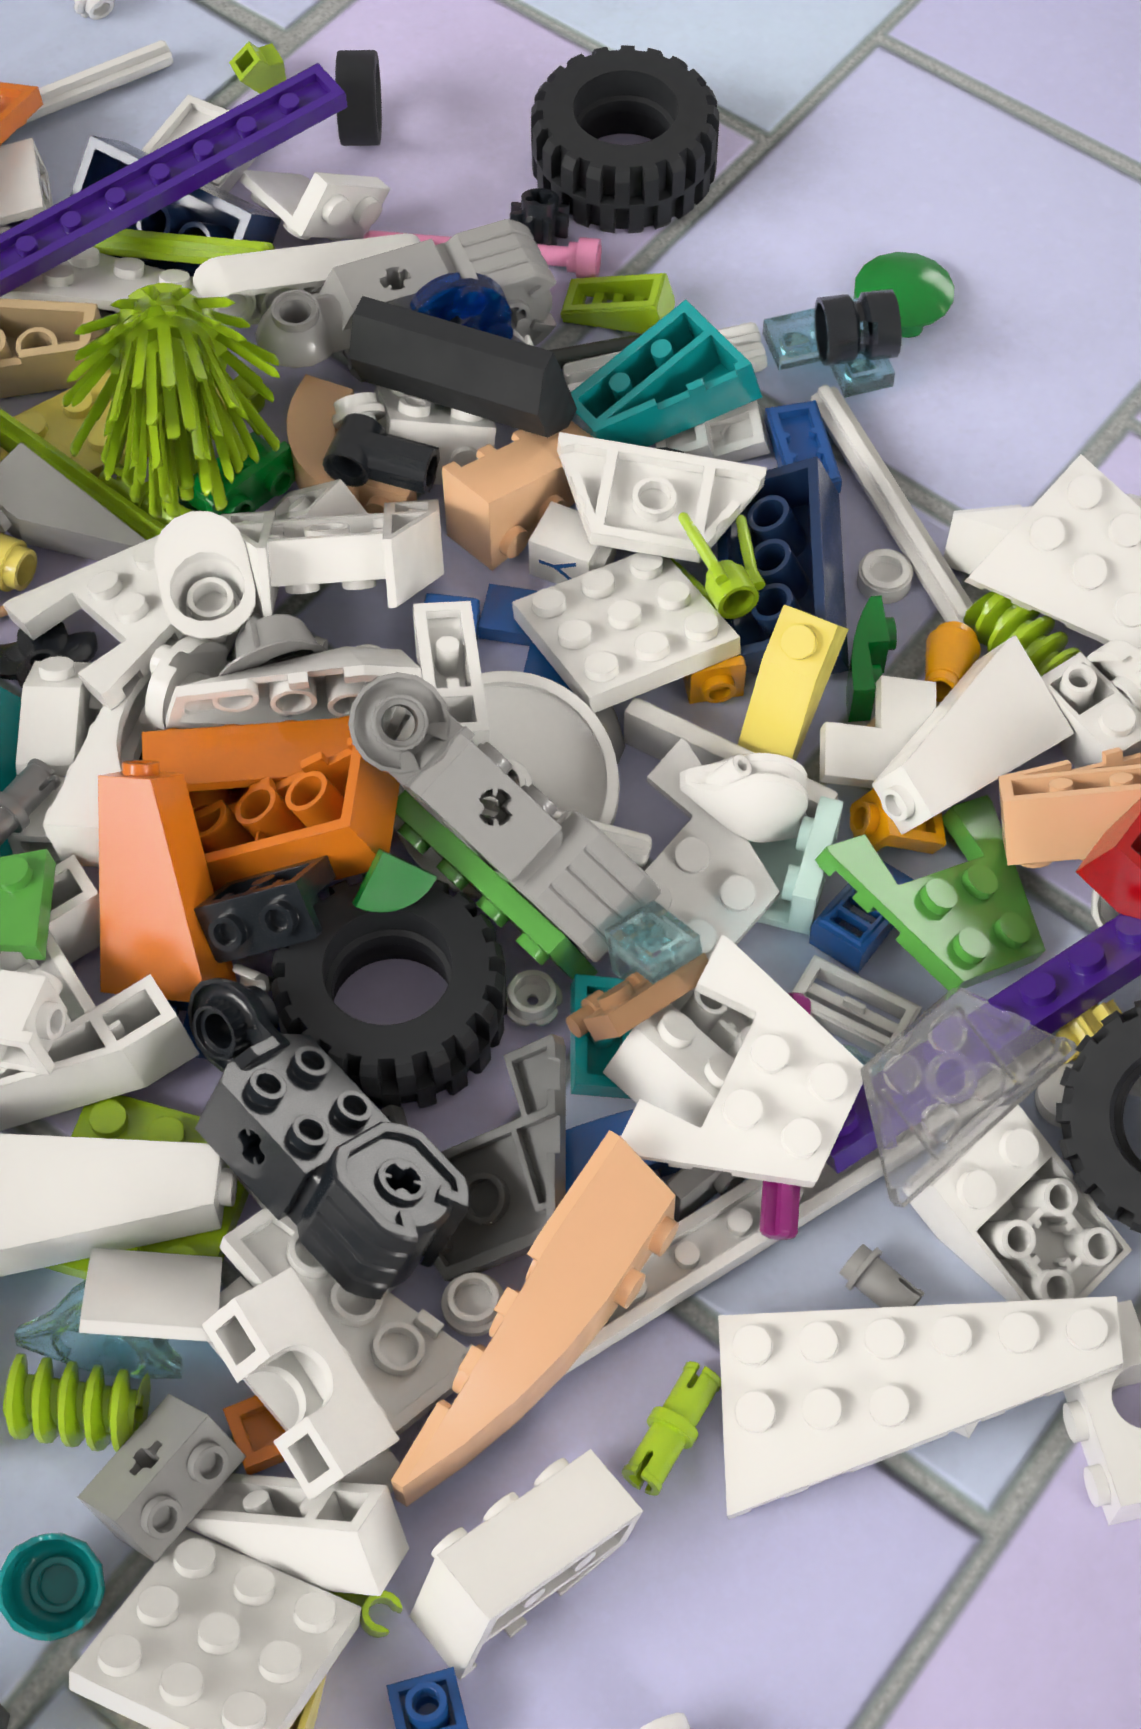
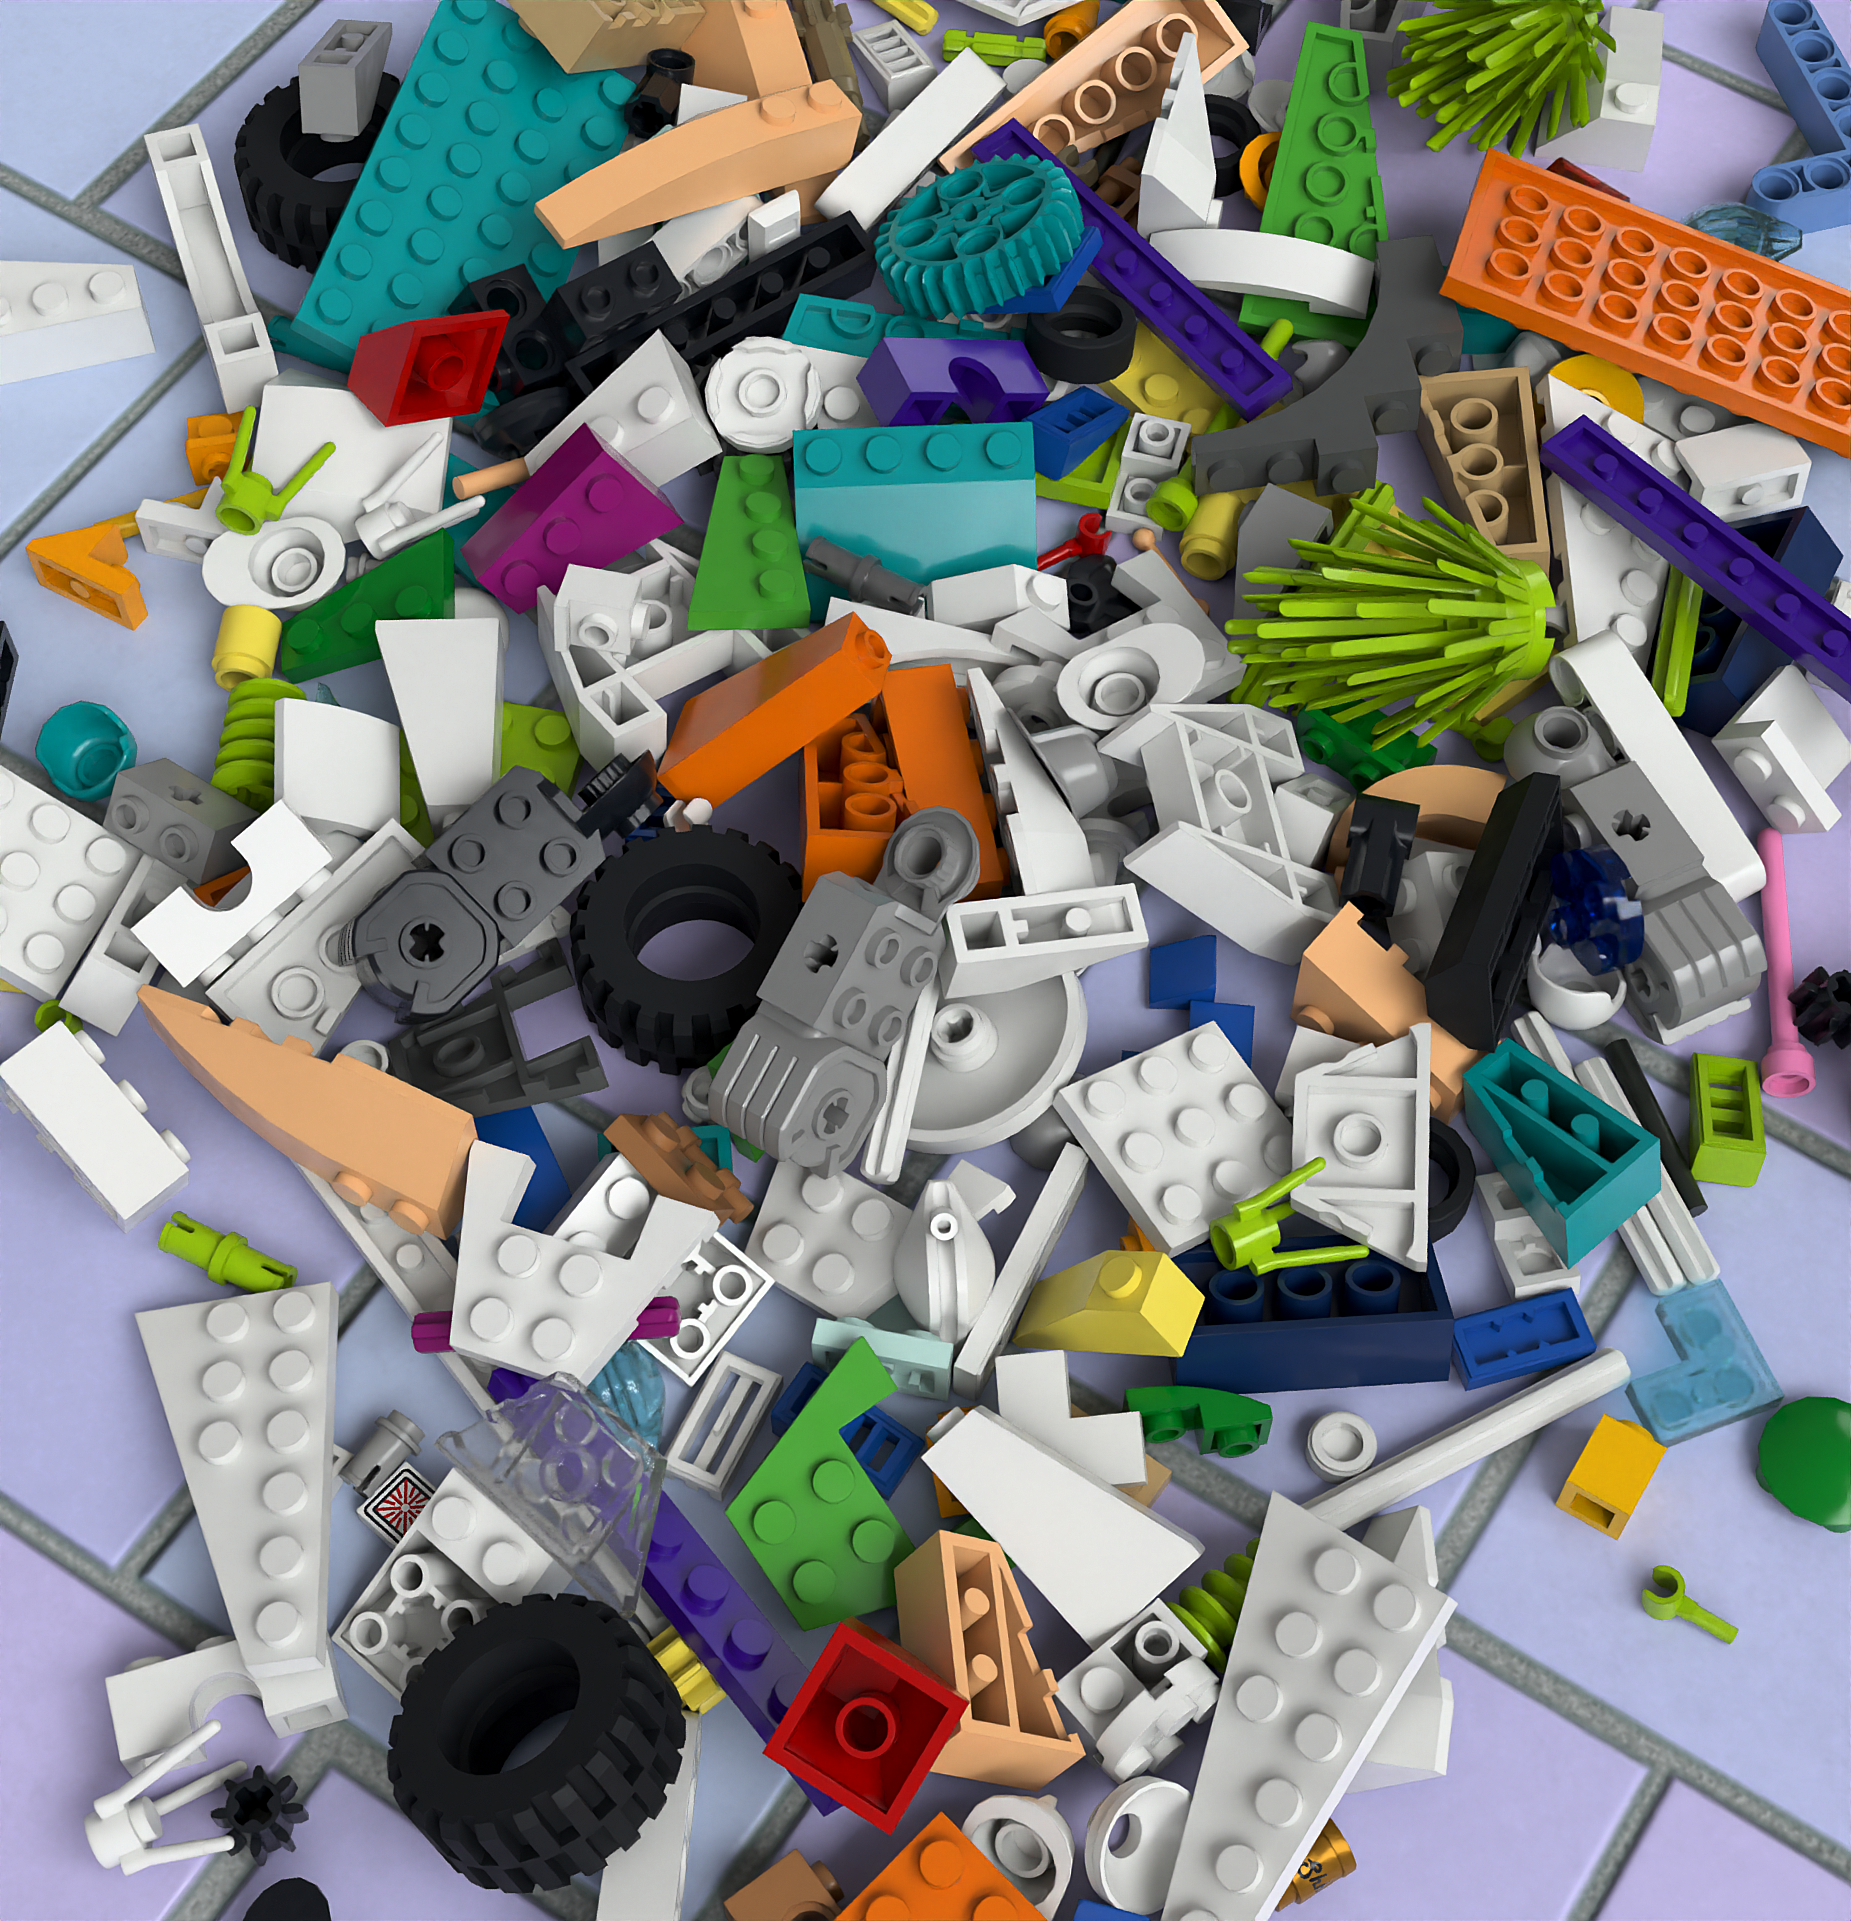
camera: 85 degrees right, 0 degrees up
(265, 910) = (756, 795): black bracket -> none
(359, 403) = (1443, 826): white plate -> none
(392, 884) = (773, 903): green tile -> none
(651, 943) = (708, 1150): clear light blue bracket -> none
(839, 330) = (1702, 1382): black wheel -> none
(919, 407) = (1611, 1475): none -> yellow brick
(934, 1264) = (396, 1504): none -> tile
(949, 655) = (1209, 1512): light orange cone -> none
(1012, 387) = (1683, 1606): none -> lime hand

